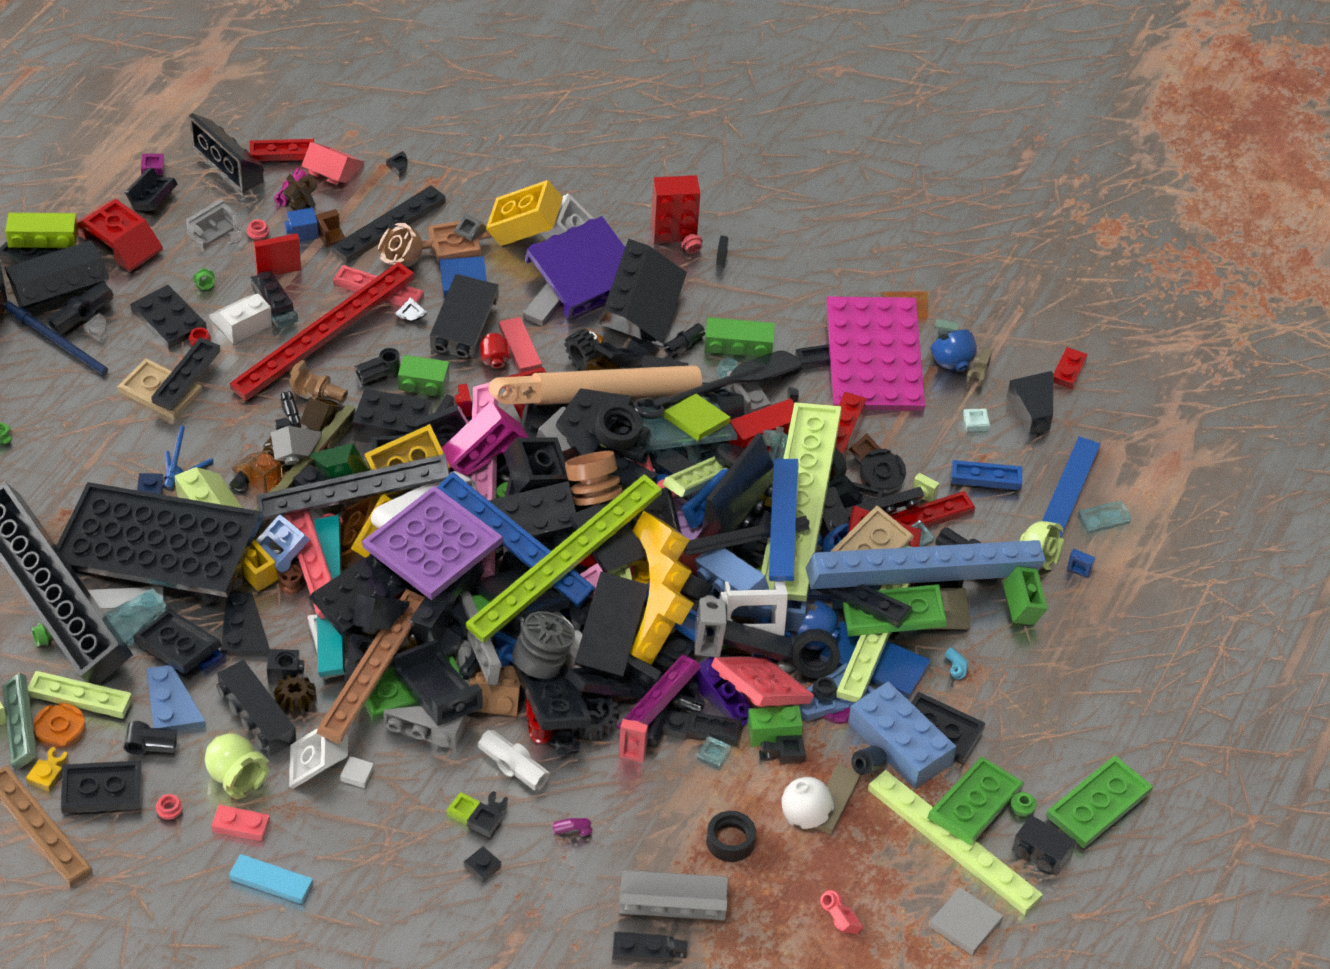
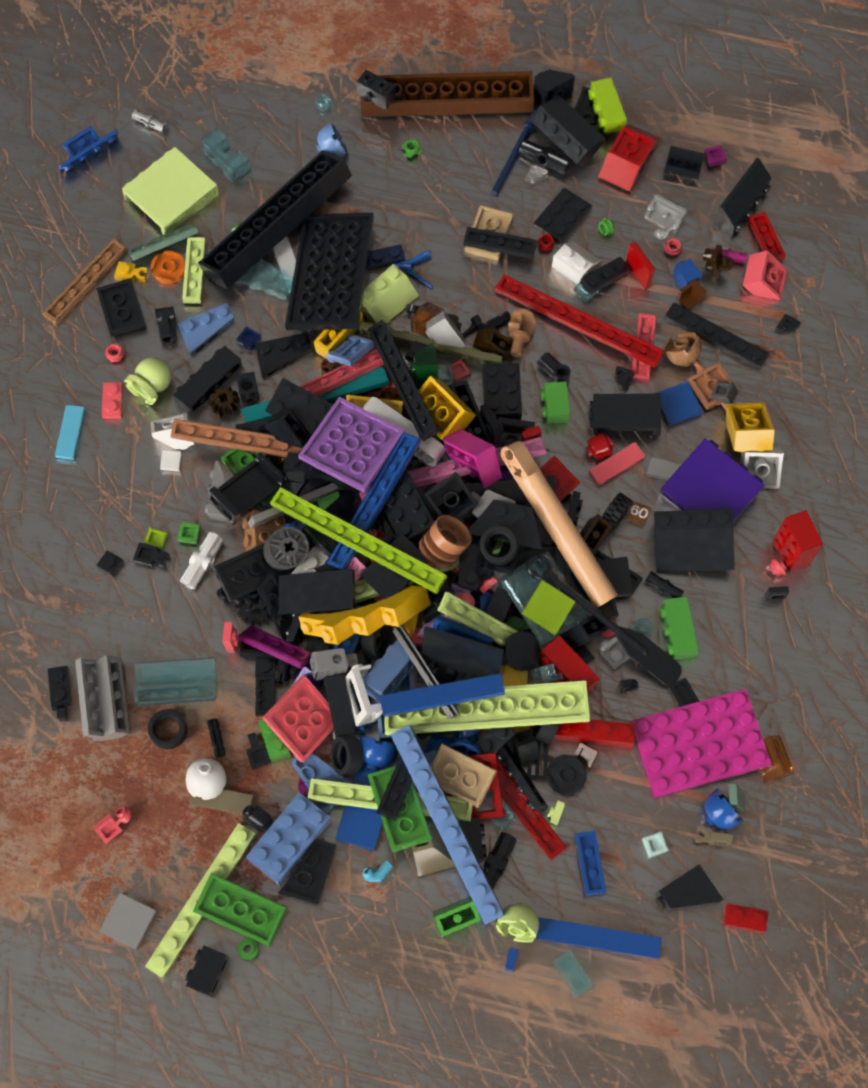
camera: 80 degrees right, 20 degrees up
(177, 641) = (254, 314): black tile -> none
(470, 767) = (189, 533): none -> bright green plate
(573, 824) = (152, 616): magenta arm -> none
(629, 356) = (624, 544): black slope -> none
(675, 811) = (175, 681): none -> clear light blue brick
(713, 753) = (241, 700): clear light blue plate -> none
(754, 789) = (216, 738): none -> black axle
(824, 689) = (315, 769): black plate -> none
(1099, 801) = (263, 1011): bright green plate -> none

